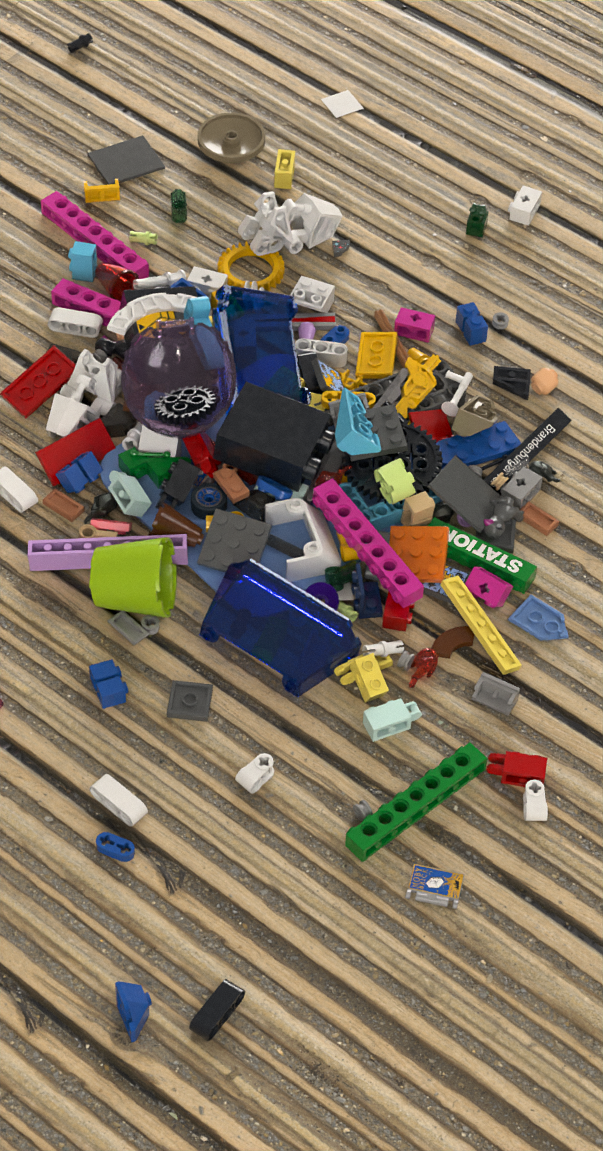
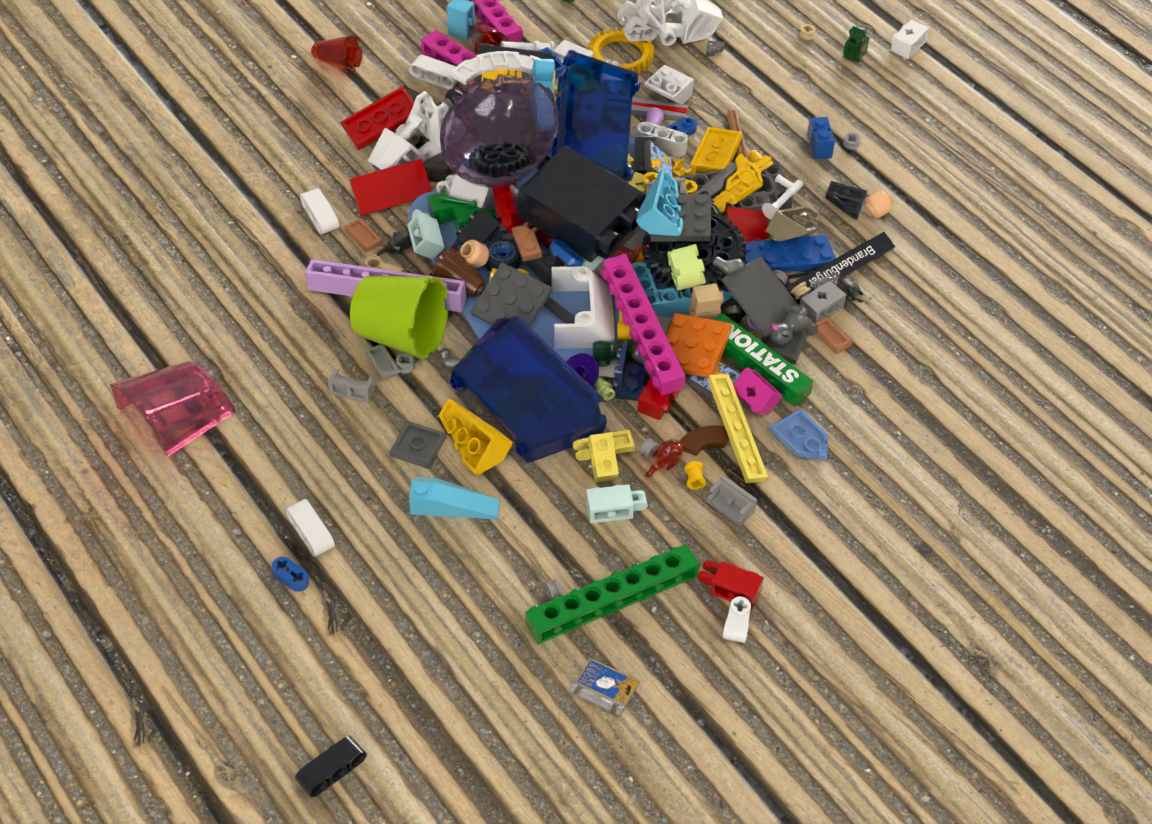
camera: 15 degrees right, 0 degrees up
(82, 470) = (387, 206): blue piece -> none
(107, 680) = (341, 411): blue piece -> none
(118, 526) = (408, 264): coral plate -> none
(119, 657) = (350, 387): none -> light grey hinge
(133, 1007) = (244, 743): blue slope -> none
(146, 238) = (528, 8): yellowish green pin -> none
(186, 504) = (474, 253): none -> light nougat head
(190, 614) = (447, 359): none -> flat silver arm
(232, 747) = (447, 499): none -> medium azure wedge
(244, 686) = (474, 438): none -> yellow wedge
(256, 773) = (456, 531): white piece -> none
(383, 648) = (627, 431): white pin -> none
(414, 324) = (763, 129): dark pink brick -> none
(425, 214) = (807, 32): none -> tan bush
(431, 472) = (729, 267): none -> flat silver arm
(456, 679) = (695, 476): none -> yellow bush

